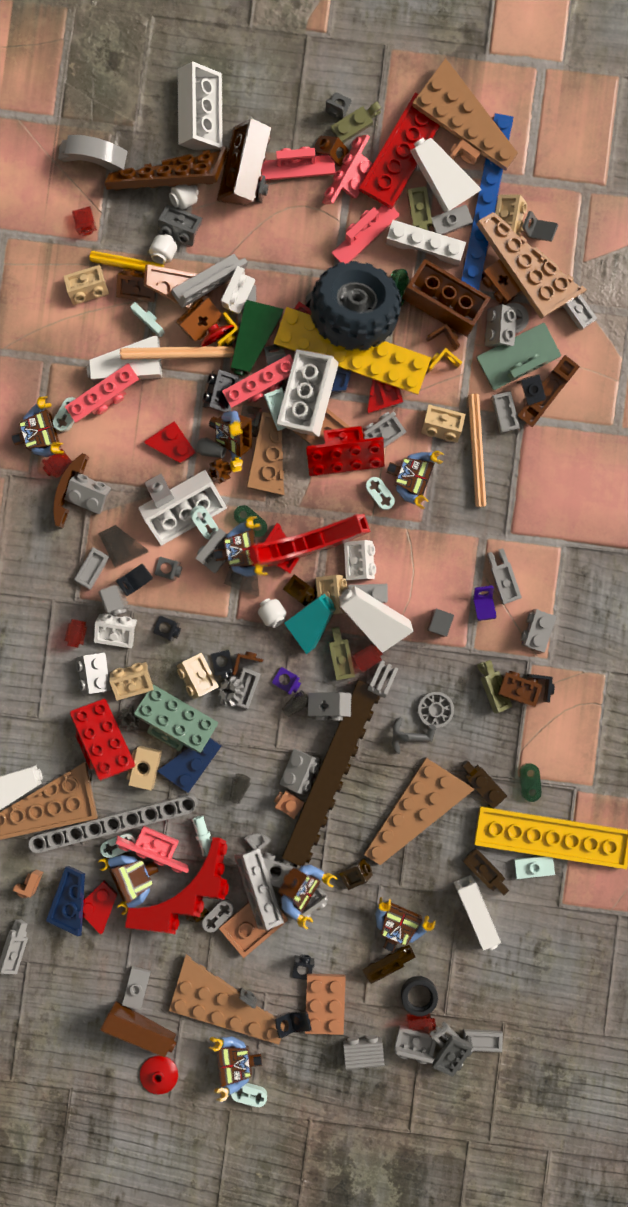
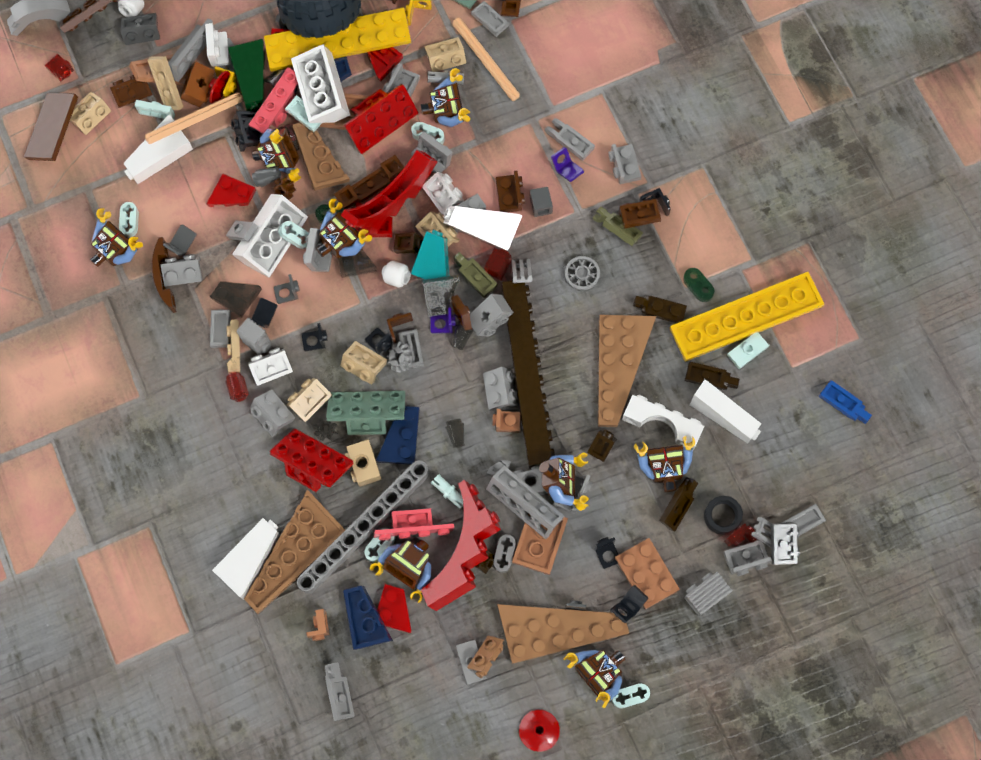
camera: 25 degrees left, 15 degrees down
(45, 280) = (51, 126): none -> tile
(56, 464) = (142, 262): clear red bracket -> none
(92, 596) = (233, 349): none -> tan hinge
(100, 465) = (181, 241): none -> dark grey bracket
(103, 394) = (151, 183): coral bracket -> none
(120, 261) = (104, 81): yellow axle -> none
(138, 1030) = (496, 694): reddish brown slope -> none
(150, 993) = (488, 652): none -> medium nougat hinge
(162, 249) = (136, 50): white head -> none
(168, 303) = (165, 82): none -> tan plate
(298, 657) = (439, 293): none -> clear smoke wing
(299, 511) = (370, 184): none -> reddish brown slope
(306, 688) = (462, 312): none -> reddish brown plate
(372, 509) = (436, 150): none -> light grey bracket
(401, 736) = (571, 304): dark grey piece -> none
(406, 867) = (641, 411): none -> white arch
(418, 595) = (509, 193): none -> reddish brown bracket
(427, 446) = (439, 77): none -> light grey pin
(585, 963) = (844, 402): none -> blue hinge

